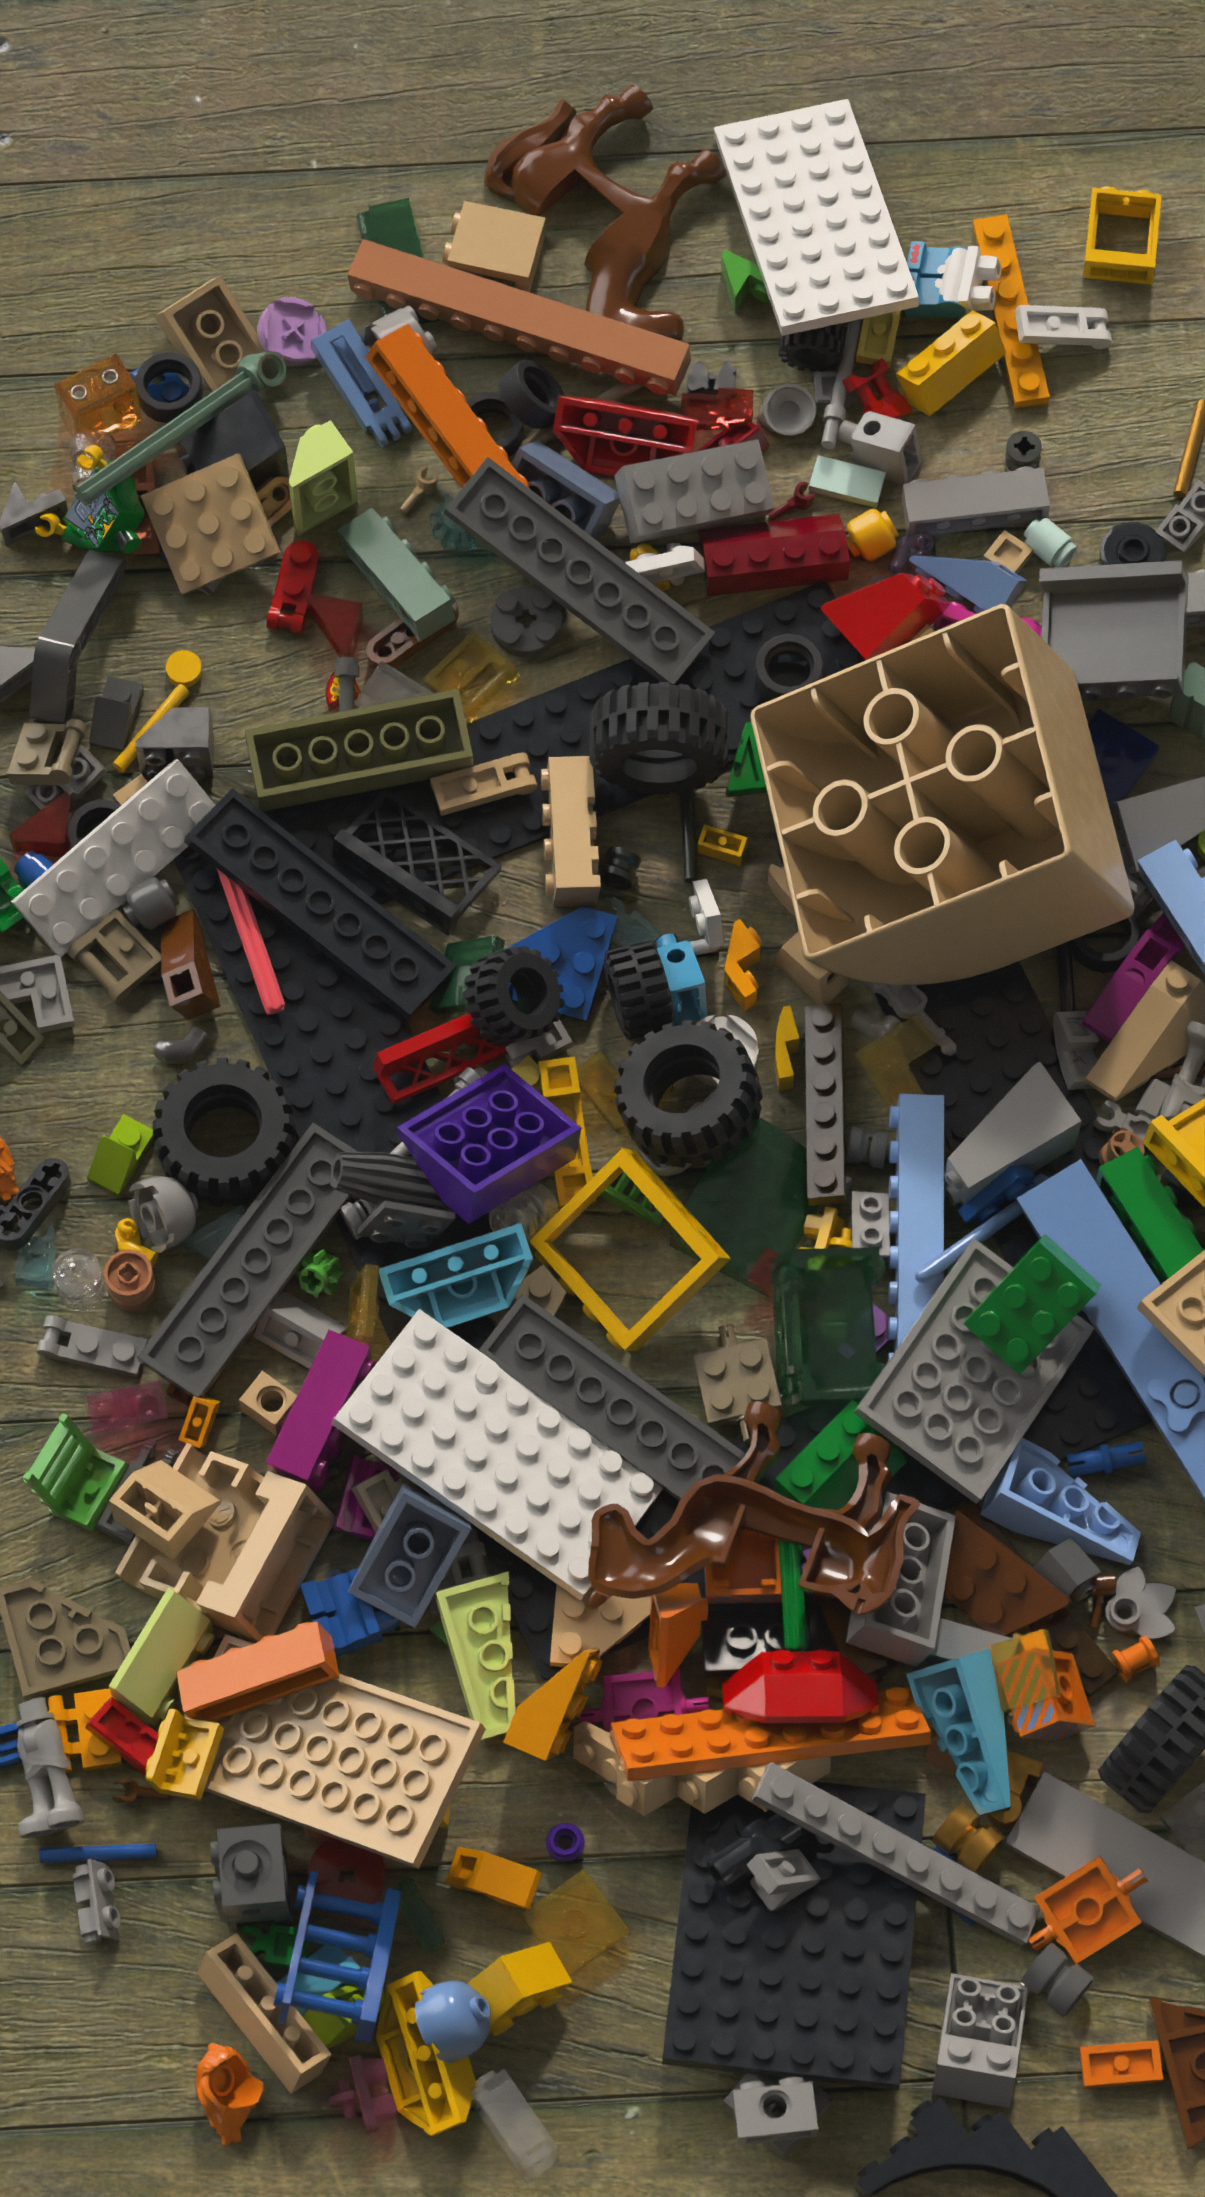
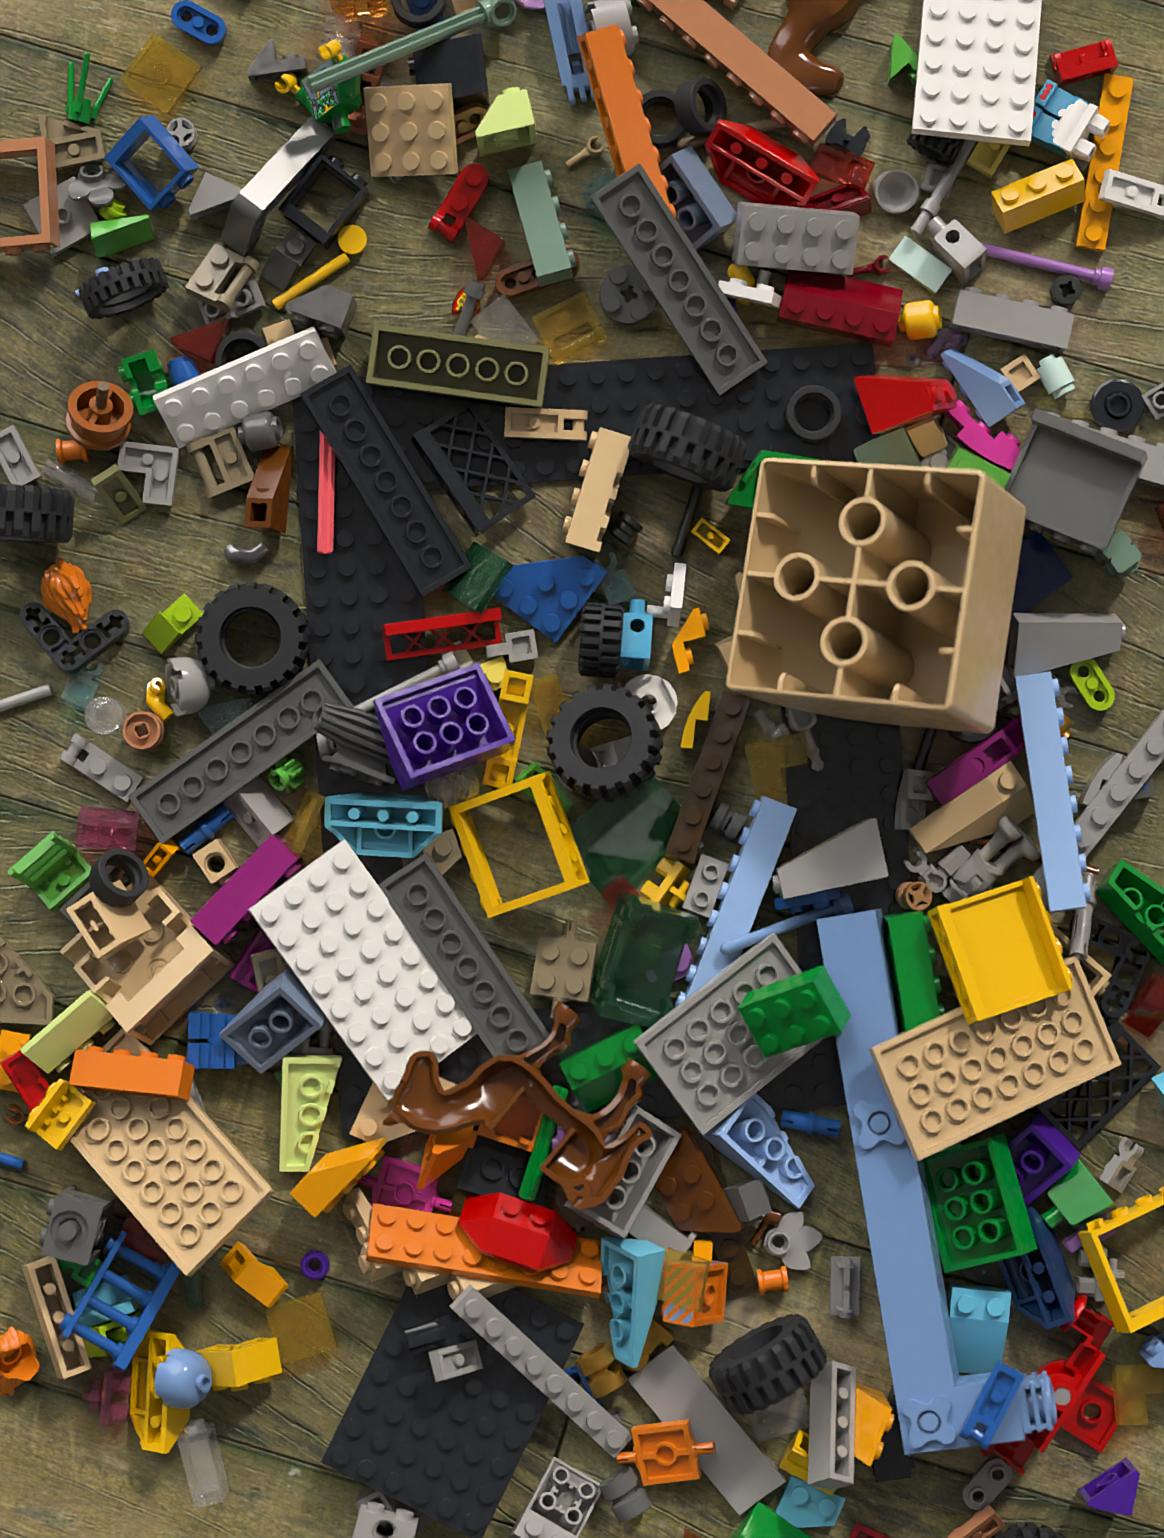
camera: 20 degrees right, 20 degrees up
(128, 666) = (304, 223): none -> black window
(160, 1449) = (106, 890): none -> black tyre
(244, 1372) = (205, 829): none -> blue pin
(490, 998) = (485, 607): black tyre -> none
(891, 403) = (976, 214): red piece -> none
(946, 217) = (1084, 63): none -> red hinge
(1056, 427) = (1099, 277): none -> medium lavender piece

